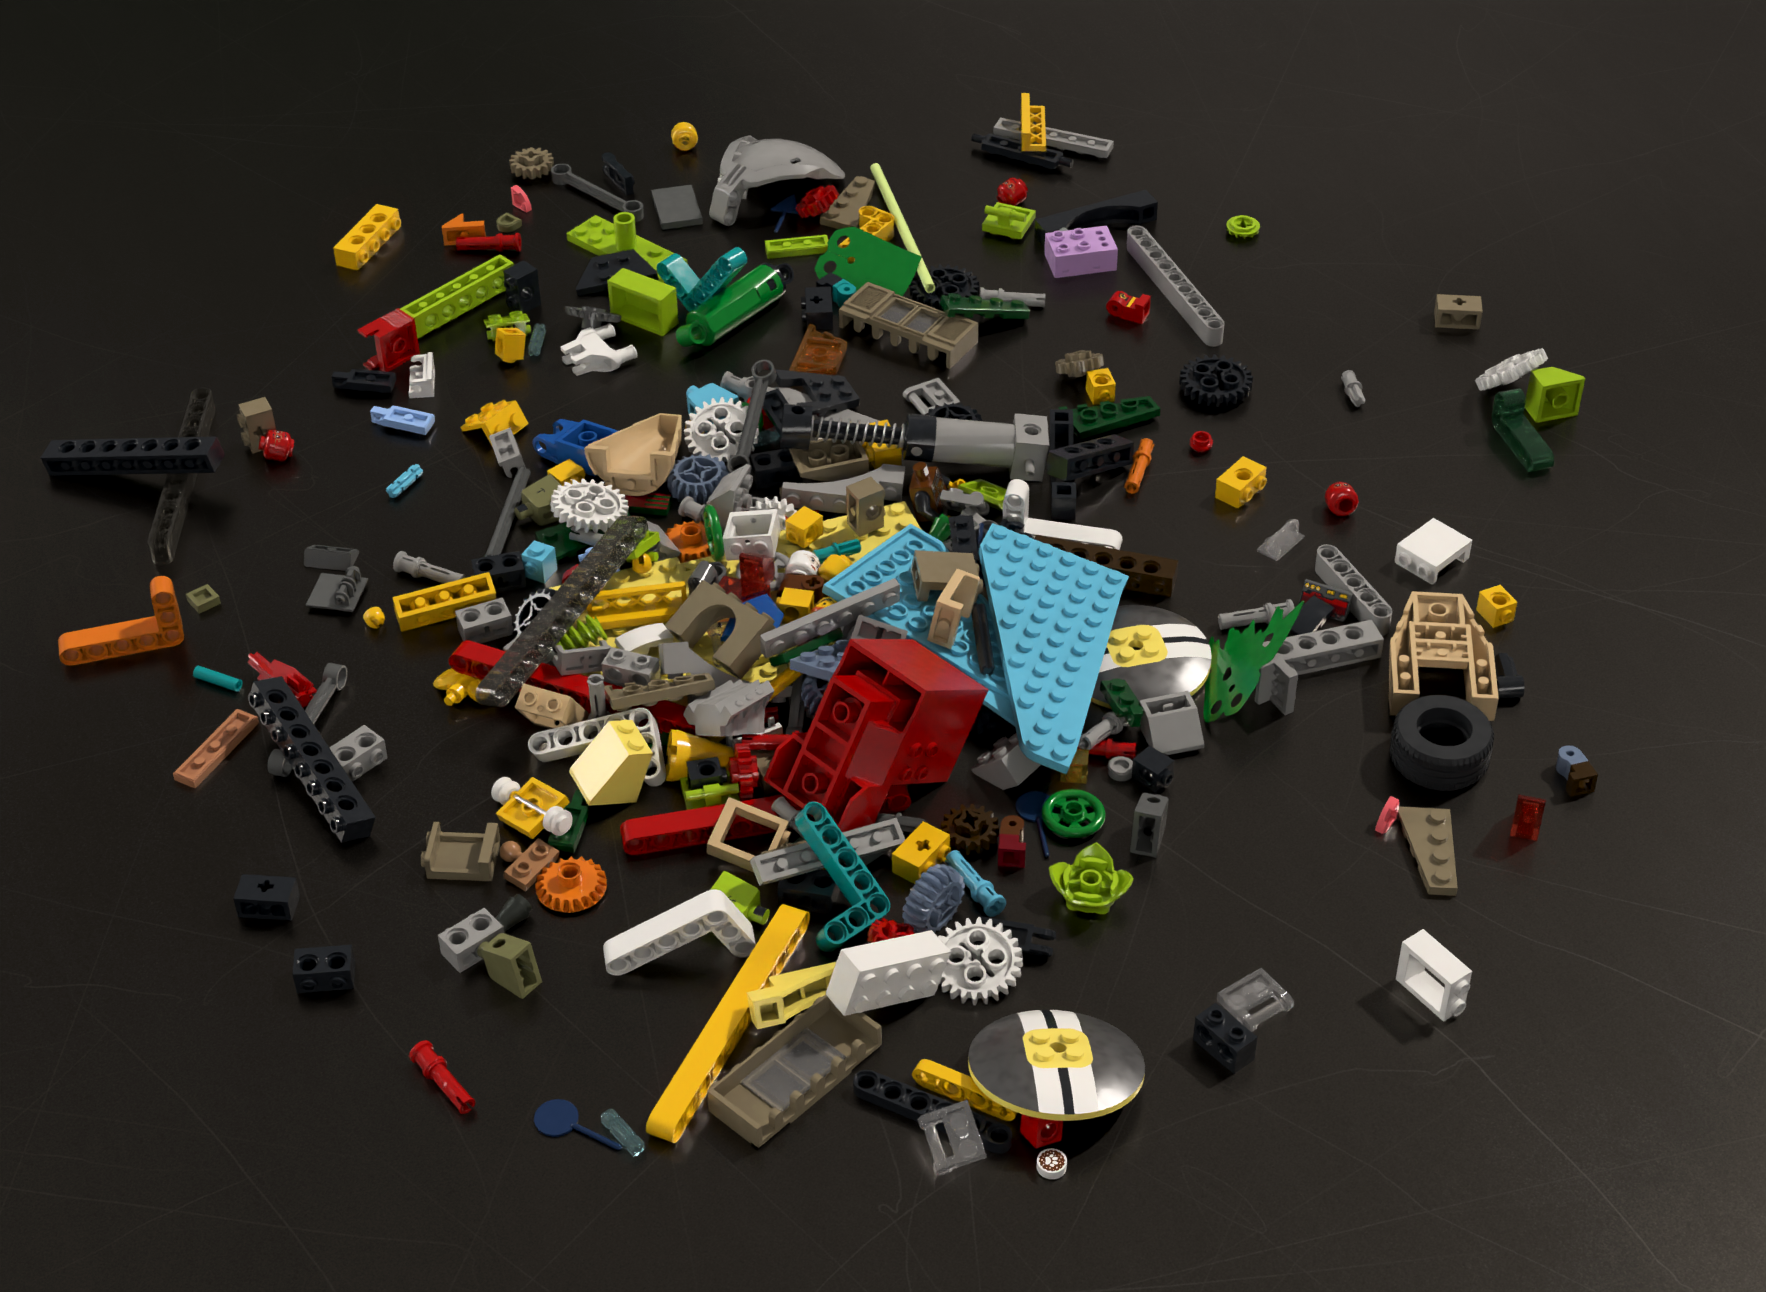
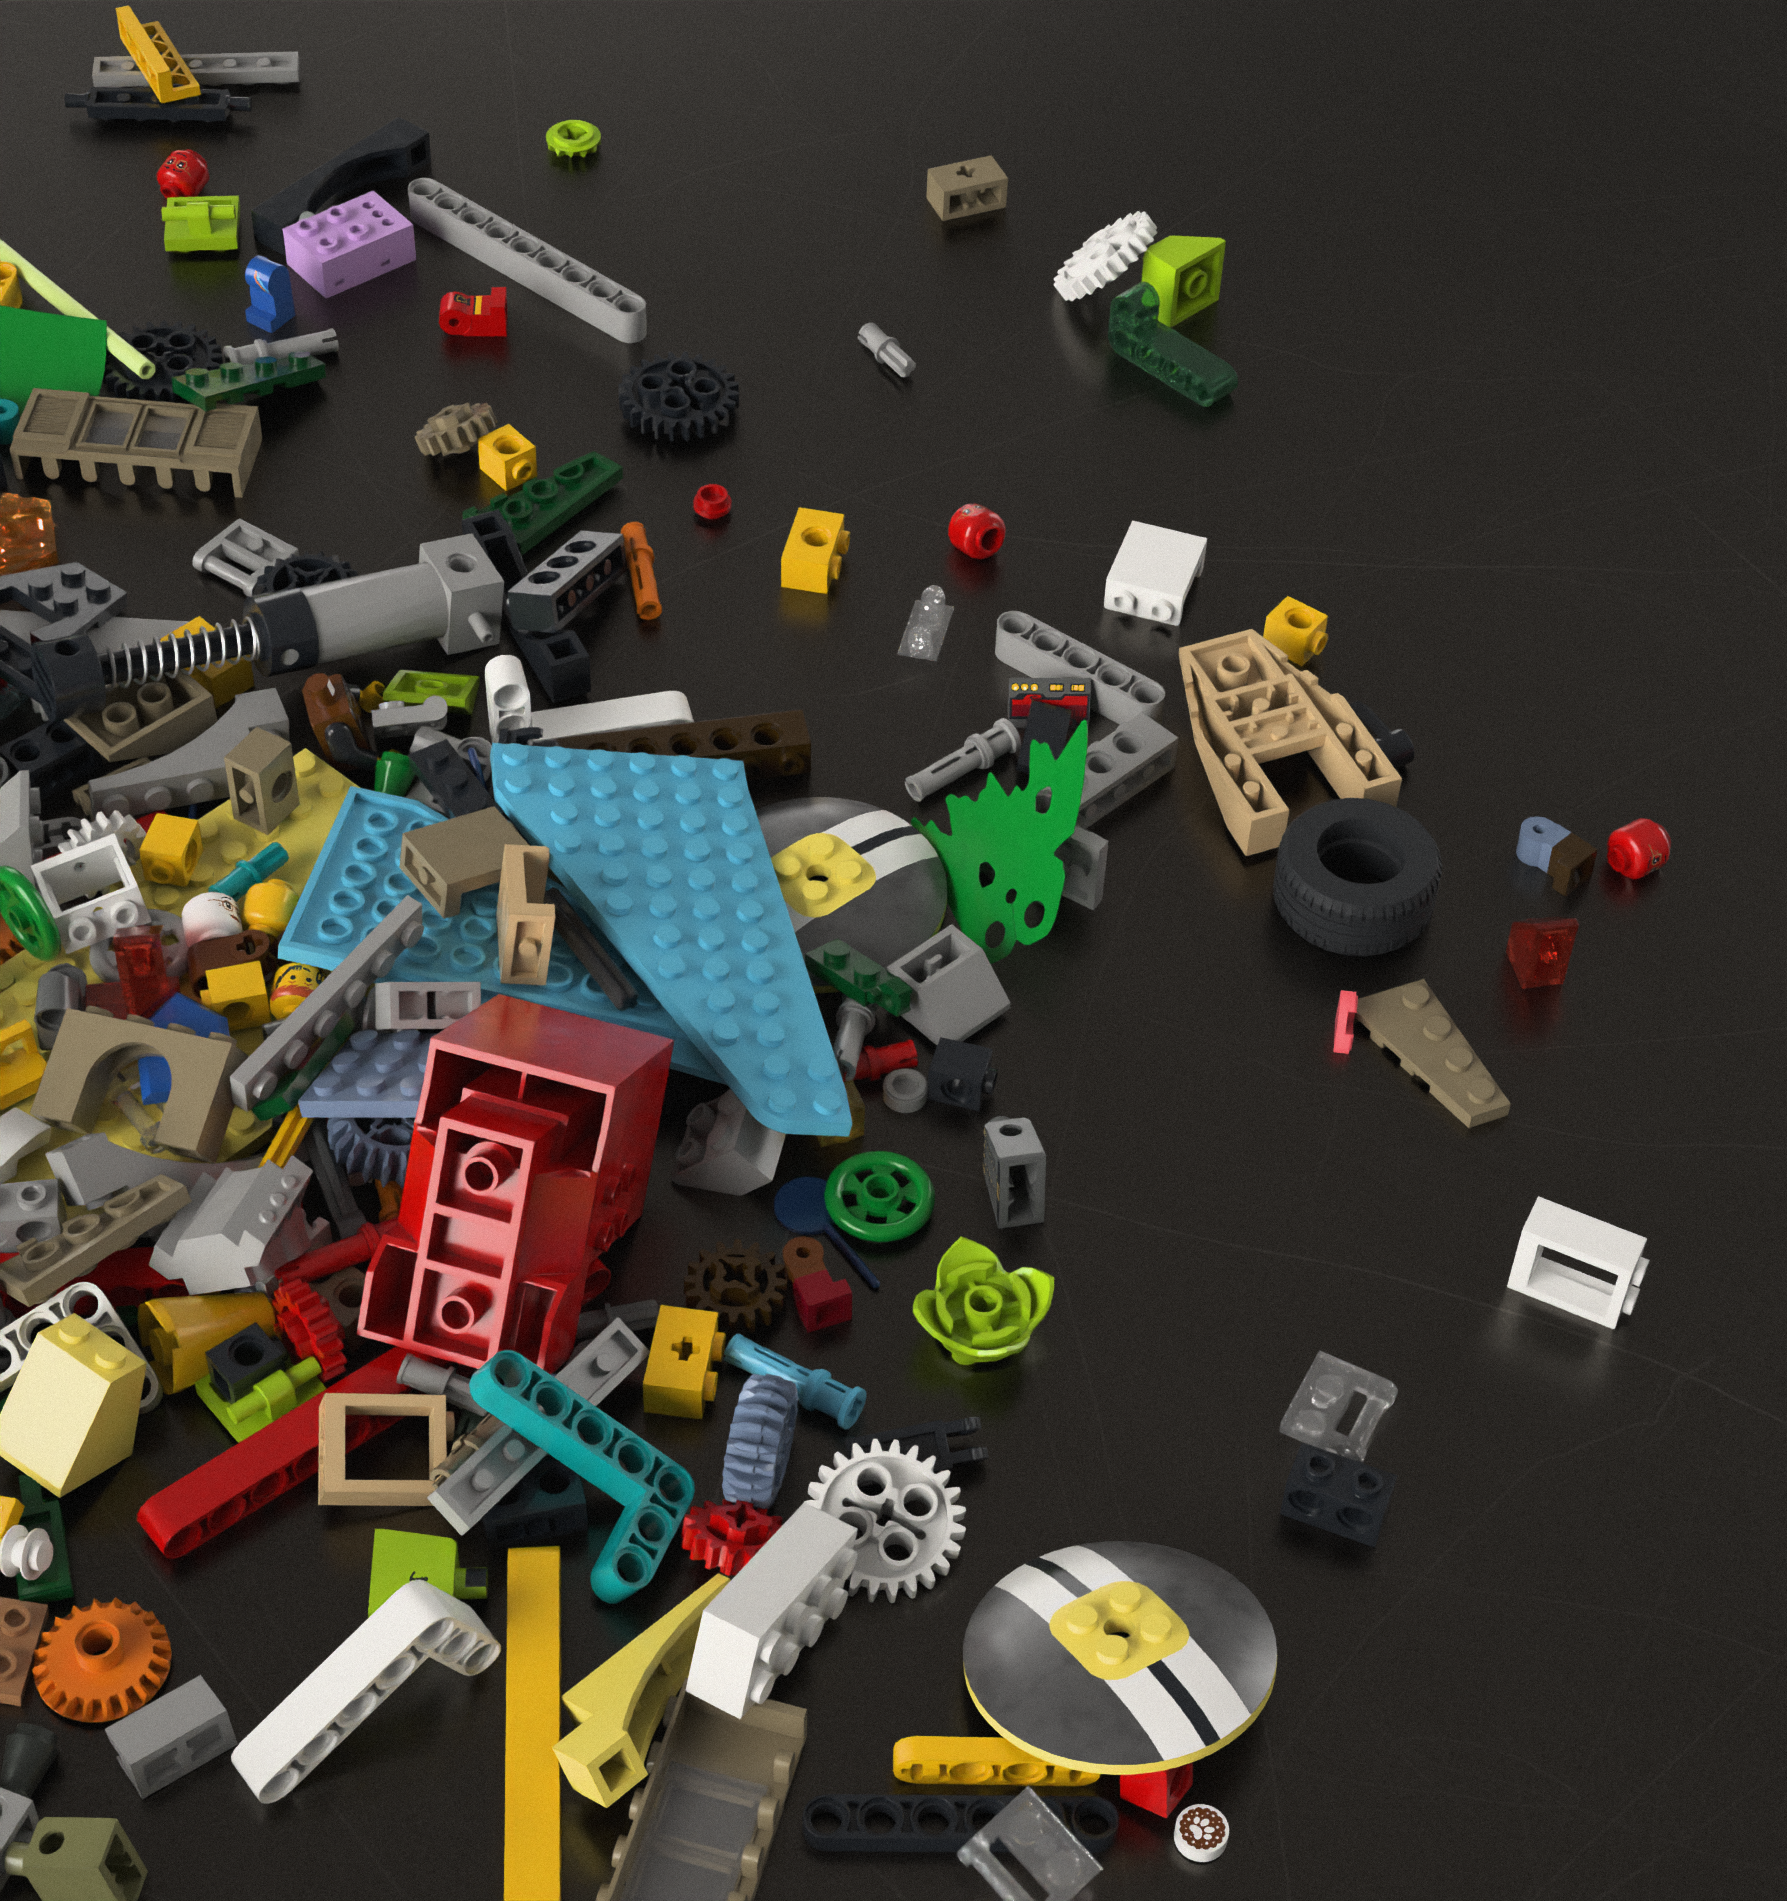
camera: 30 degrees left, 5 degrees up
(581, 927) = (172, 1736): none -> light grey hinge
(1020, 266) = (269, 294): none -> blue leg
(1629, 784) = (1638, 848): none -> red head

